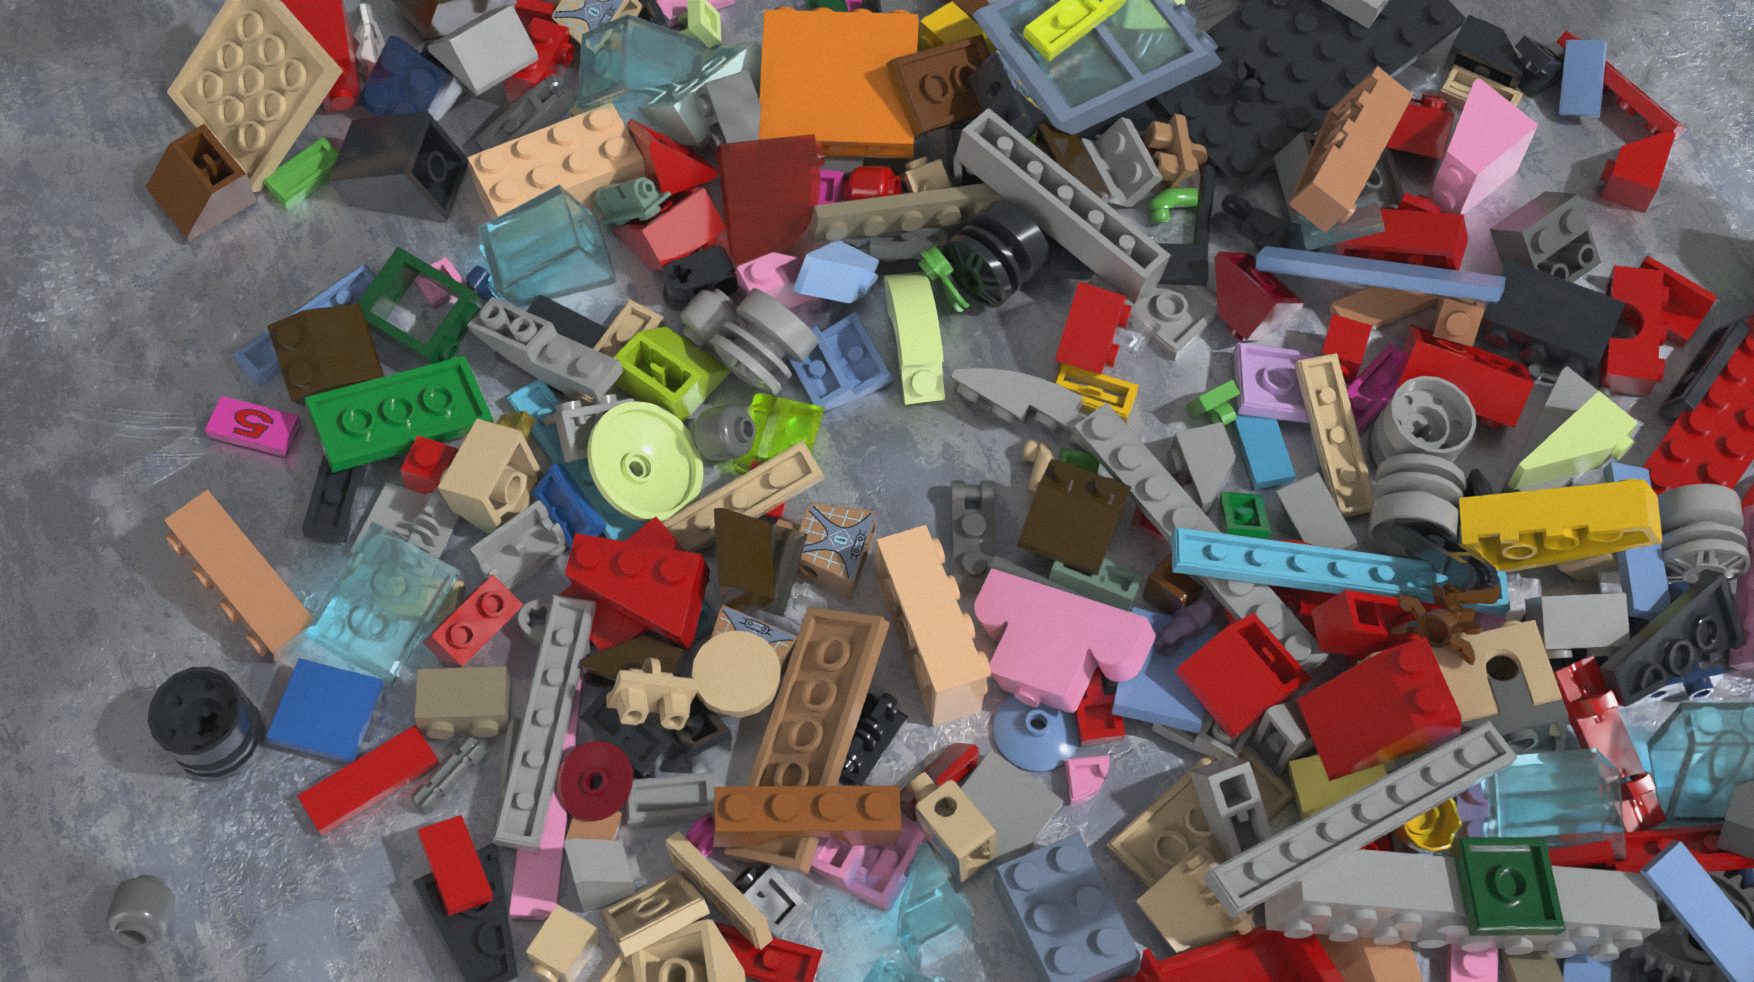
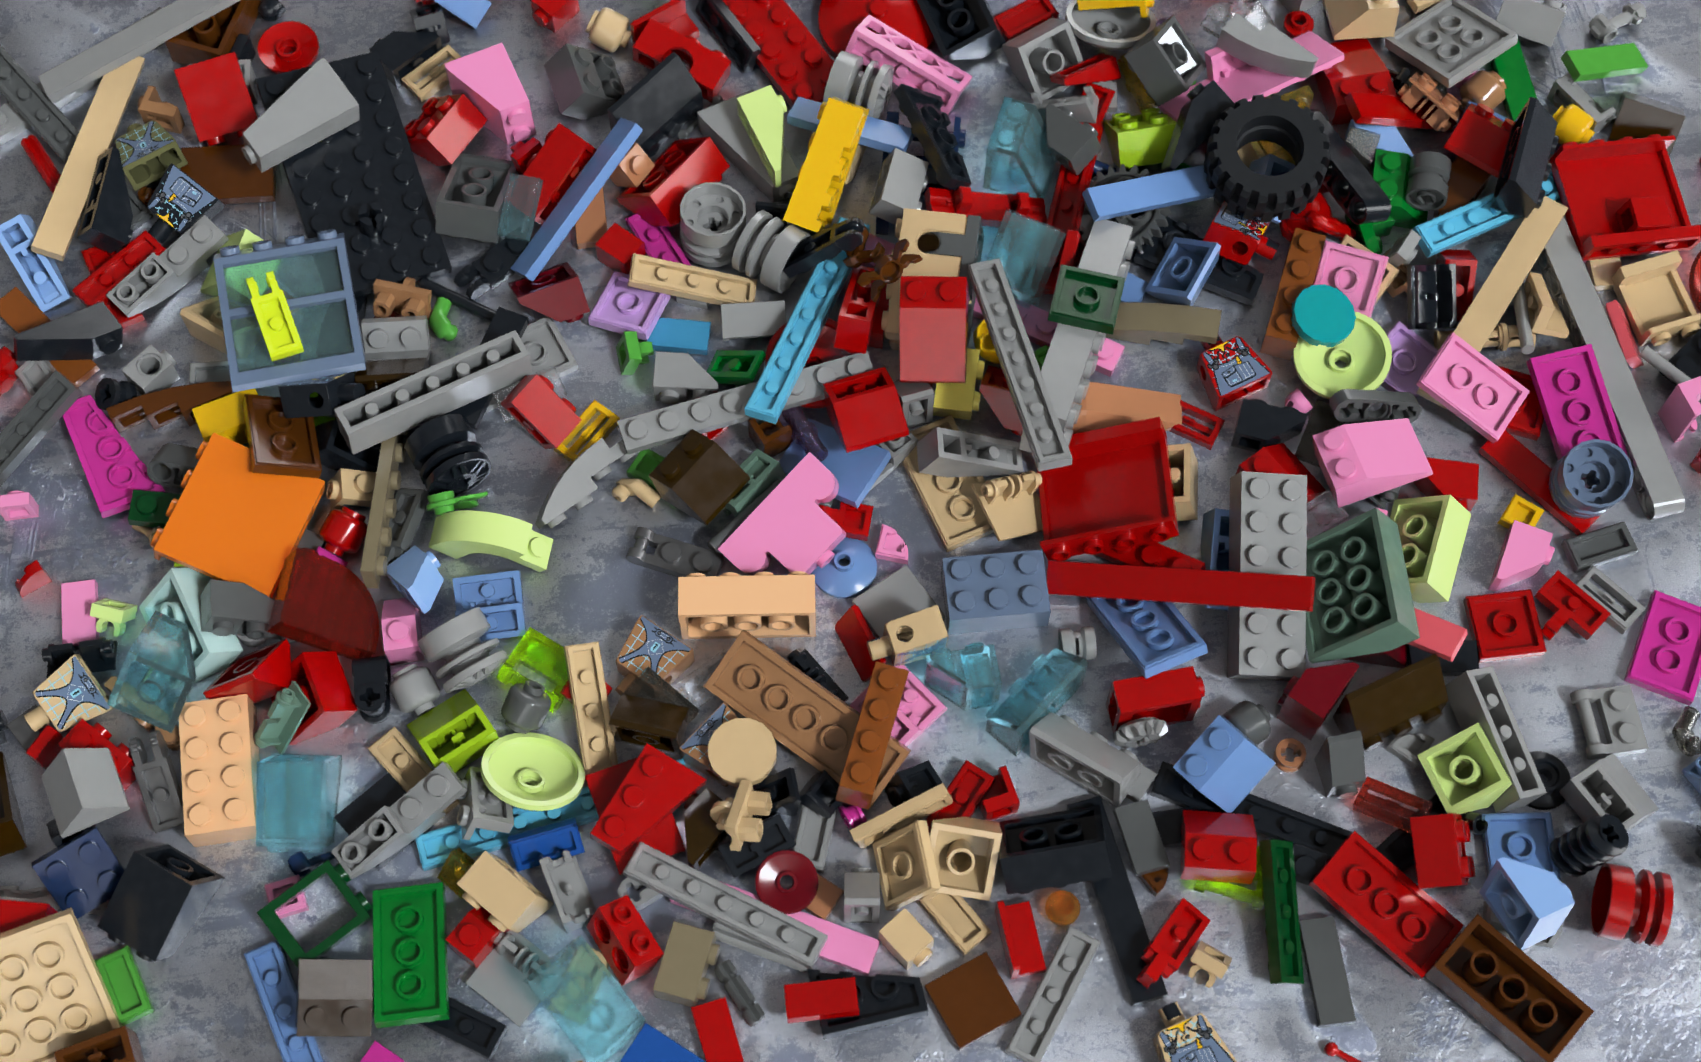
camera: 70 degrees left, 5 degrees up
(715, 776) = (820, 794): none -> black slope
(1348, 149) = (470, 175): nougat wedge -> none
(1630, 241) = (609, 29): none -> tan head

